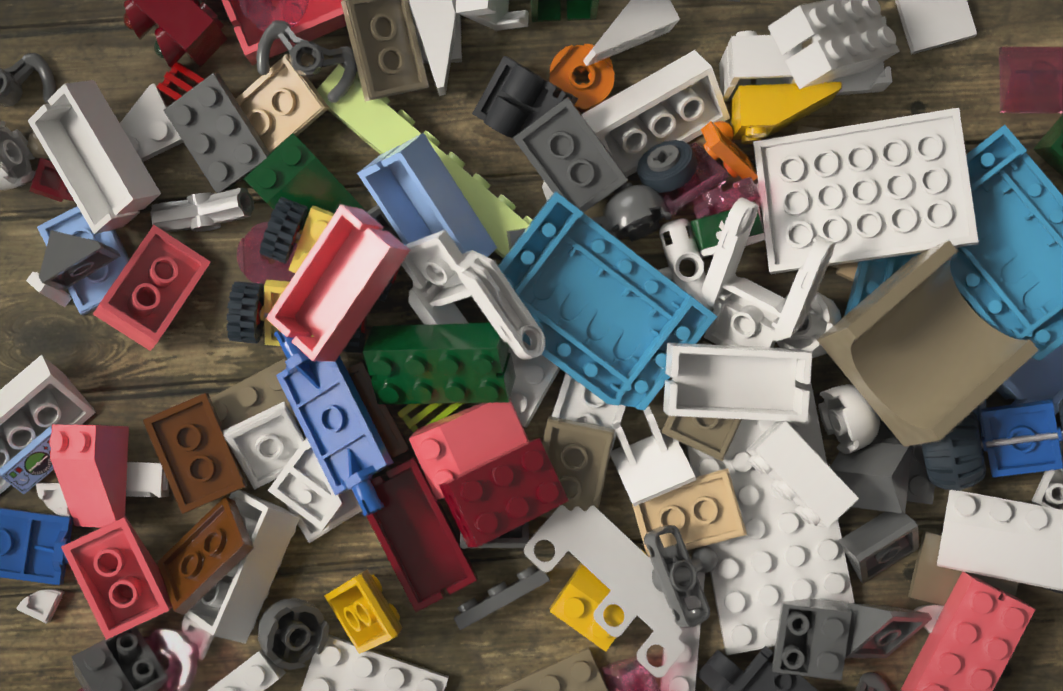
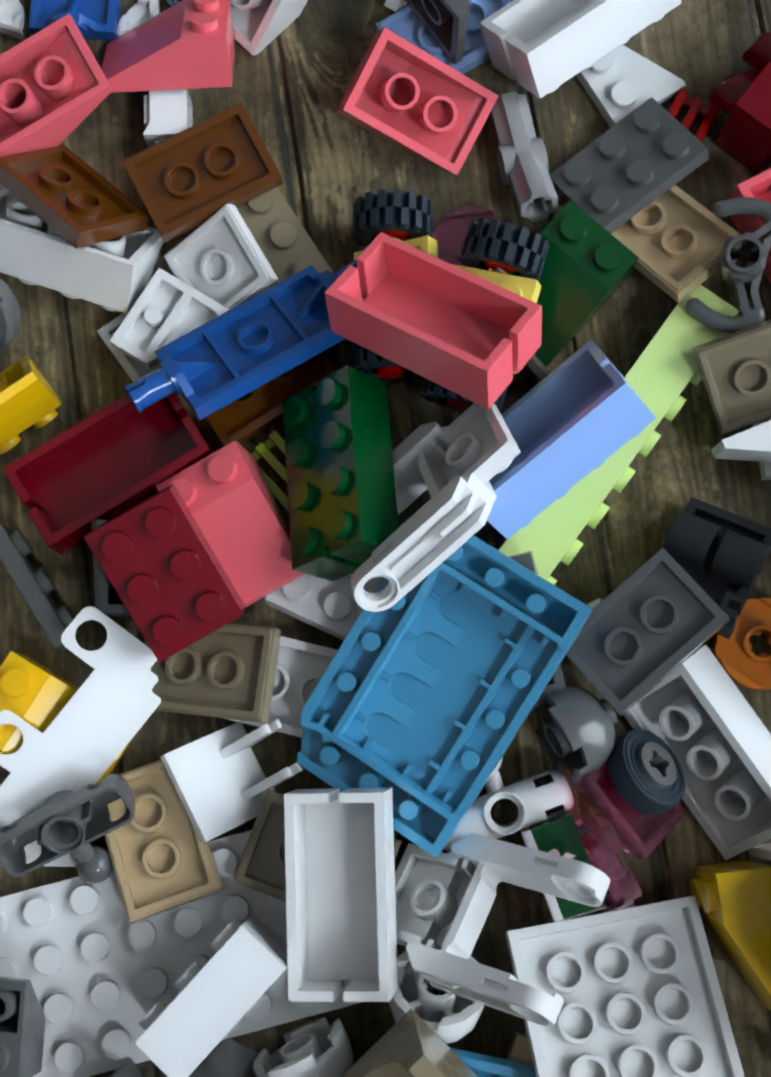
camera: 85 degrees right, 5 degrees down
(720, 145) = (684, 847): orange plate -> none

